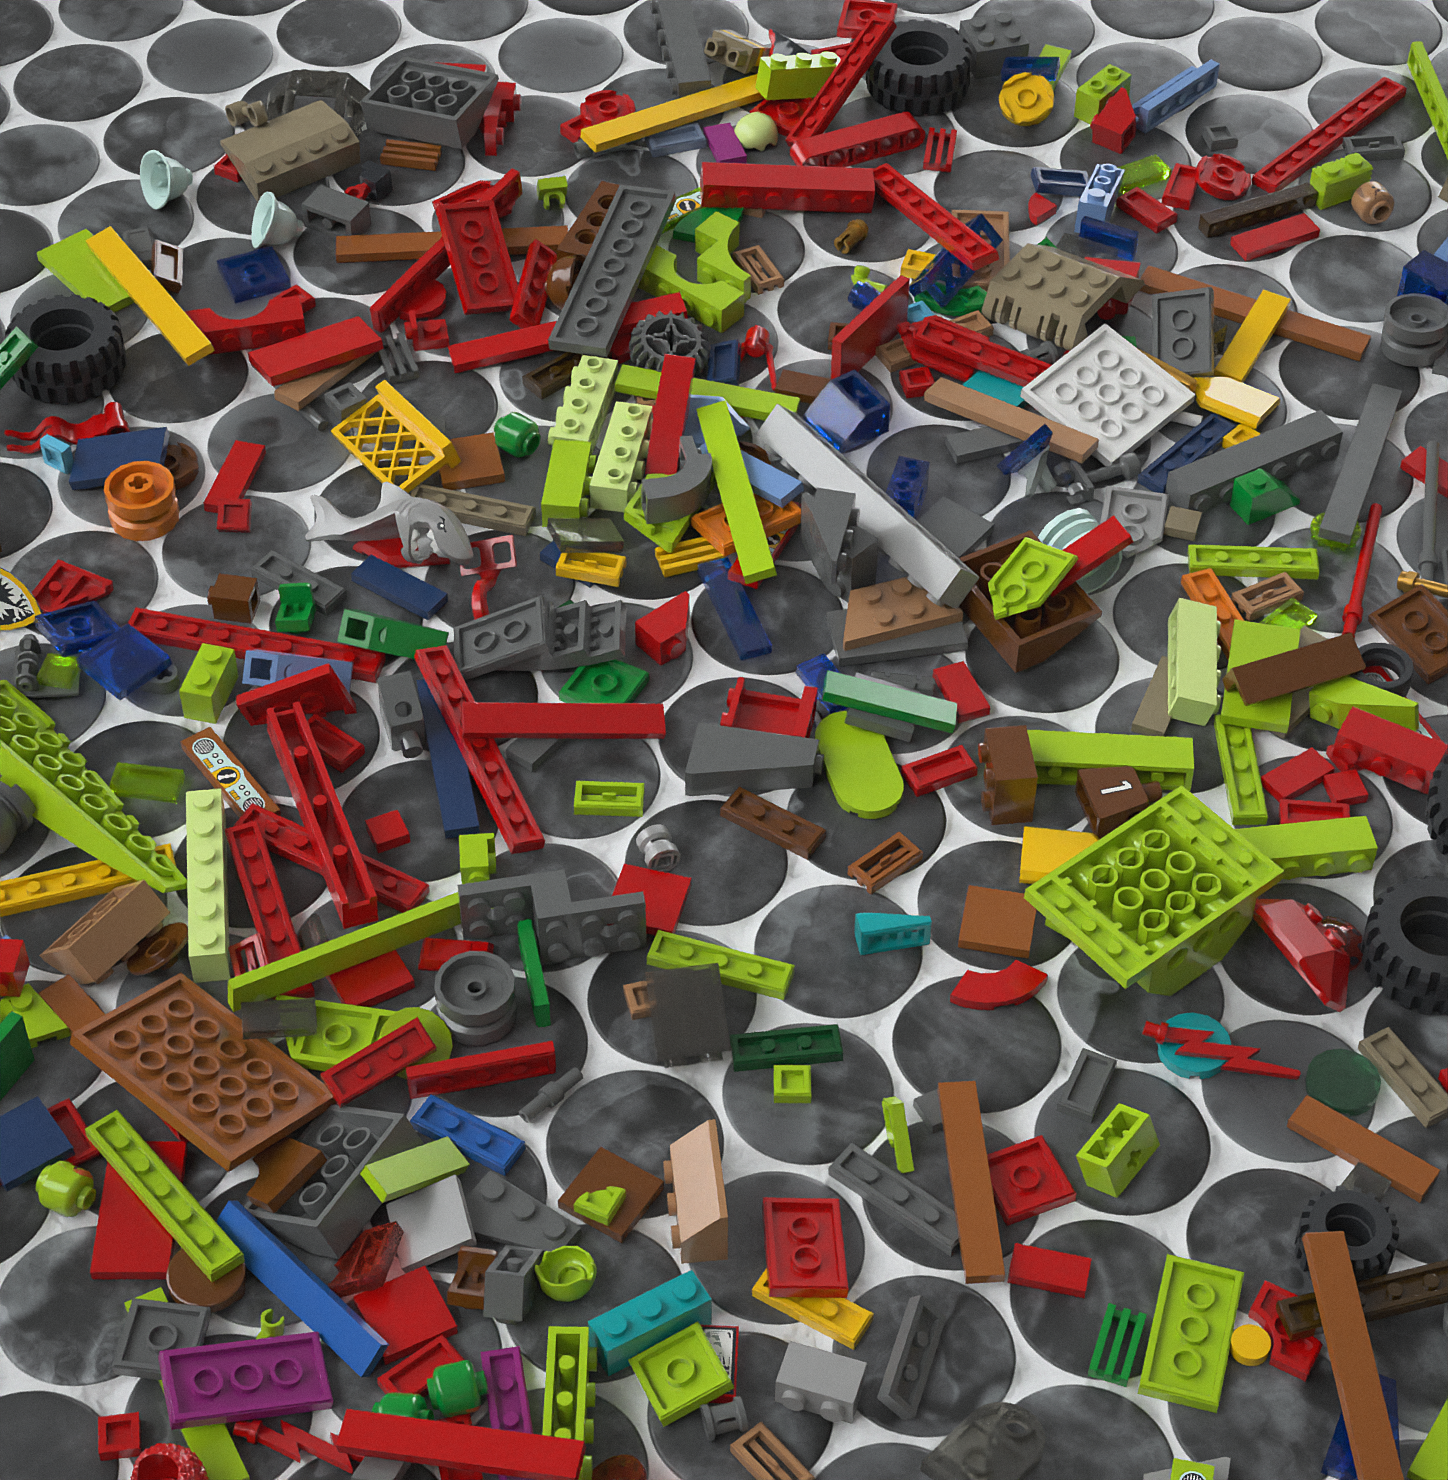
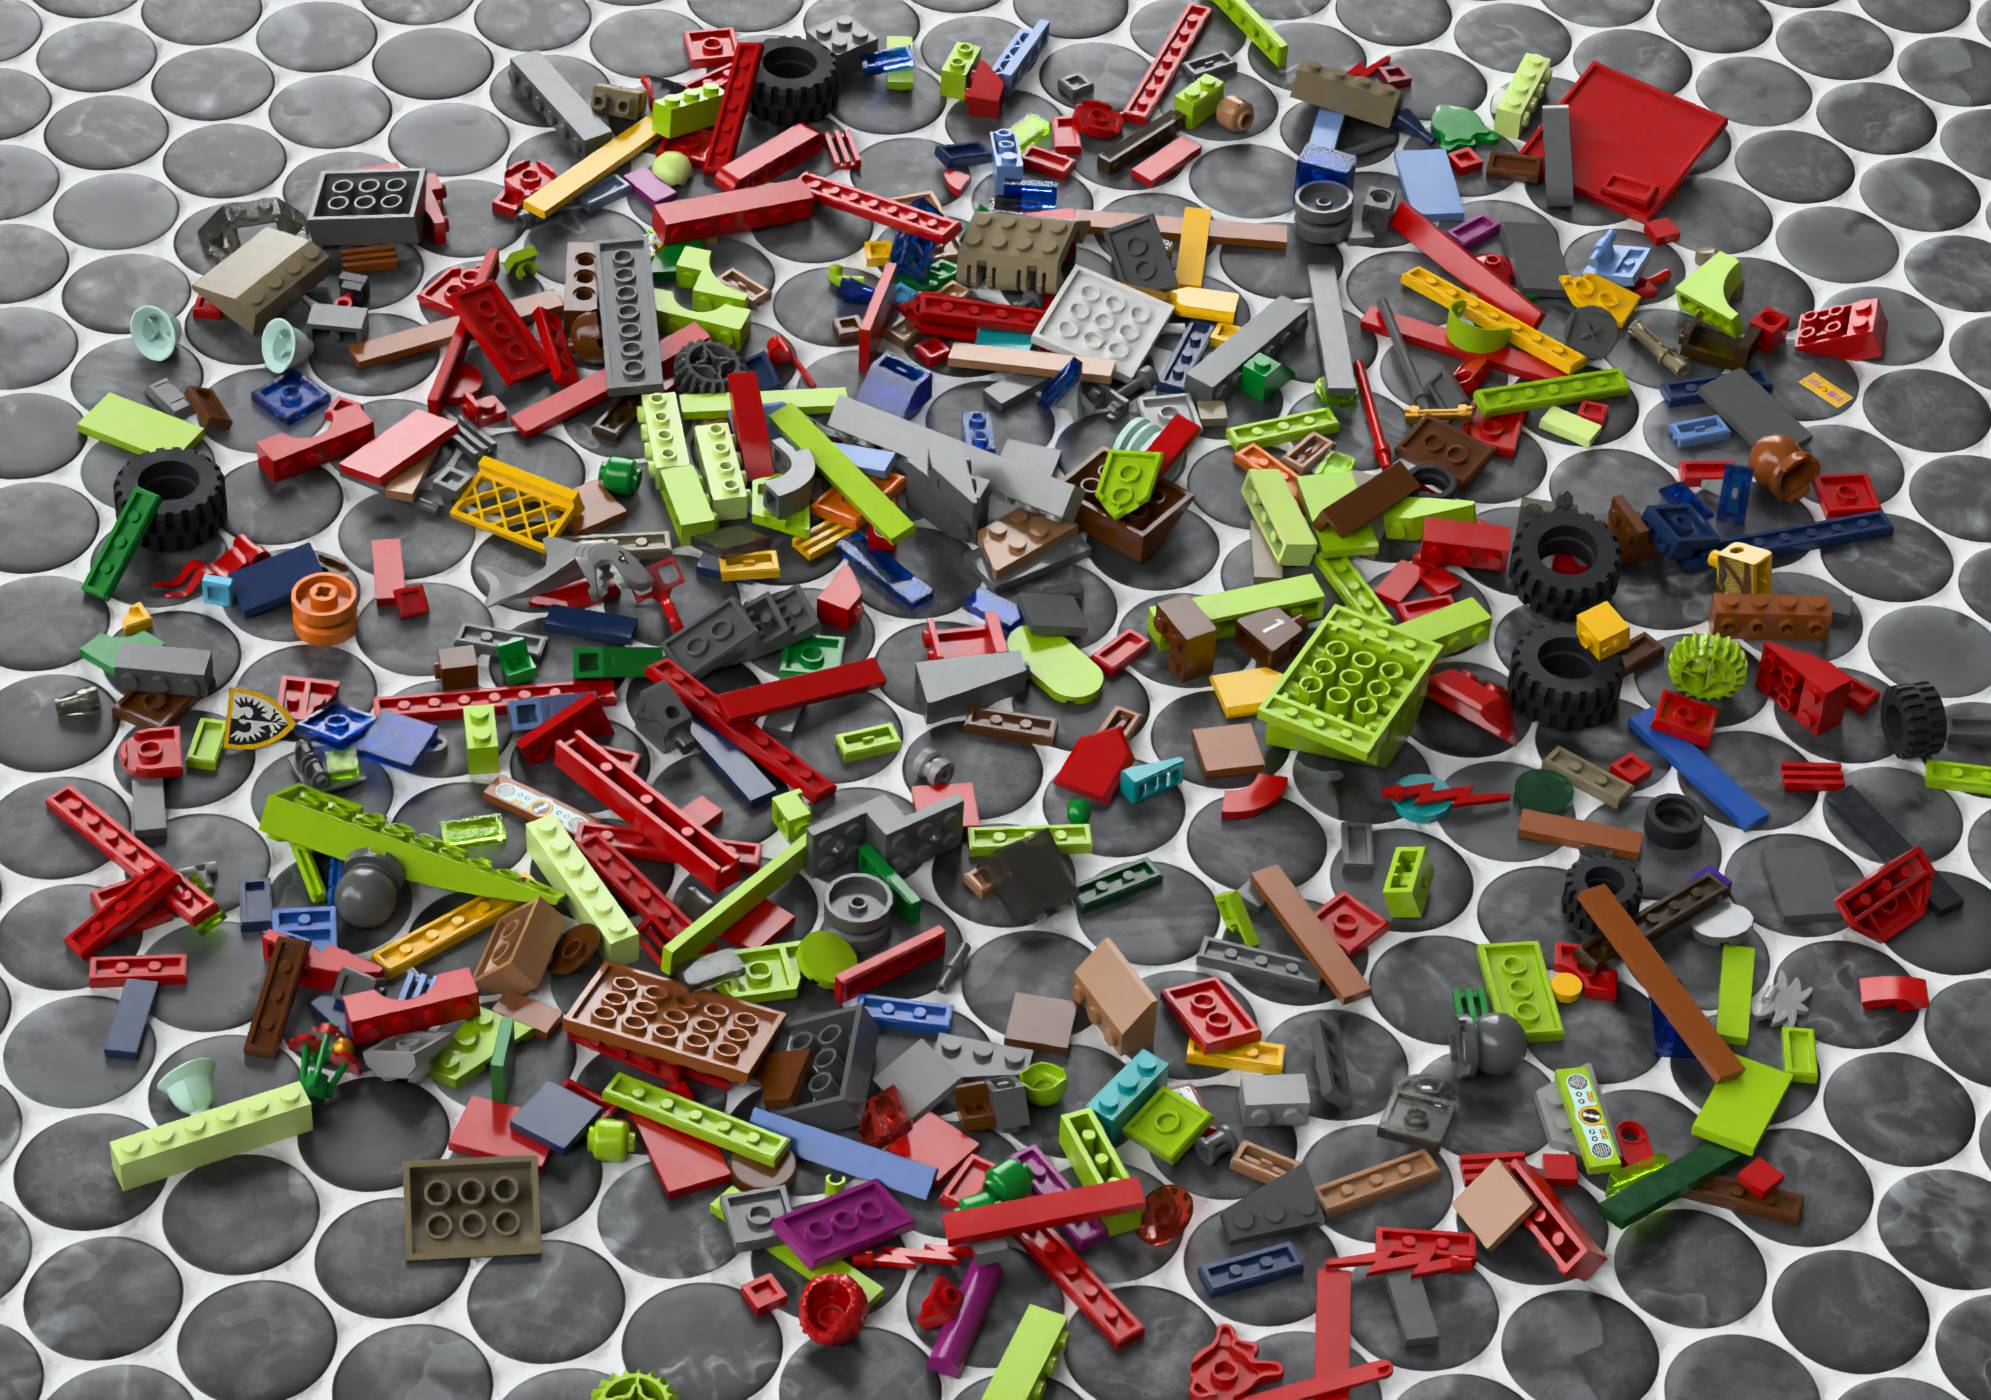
camera: 25 degrees left, 5 degrees down
(150, 296) = (218, 434): yellow tile -> none
(242, 112) = (188, 255): dark tan bar -> none
(378, 1062) = (811, 978): red tile -> none
(414, 1169) = (886, 1044): lime tile -> none
(438, 951) = (806, 891): red tile -> none
(601, 1204) = (1040, 1030): lime tile -> none
(790, 947) = (1079, 811): none -> green hinge
(792, 1083) = (1134, 909): lime tile -> none
(800, 385) = (842, 376): reddish brown tile -> none
(837, 894) = (1096, 765): none -> red tile
(856, 231) = (811, 237): pearl gold pin -> none
(889, 701) = (1059, 607): tile -> none
(960, 687) = (1106, 588): red tile -> none
(1026, 99) = (896, 88): yellow tile -> none
(1049, 1270) = (1398, 980): red tile -> none
(1111, 1396) = (1490, 1044): none -> dark grey tile

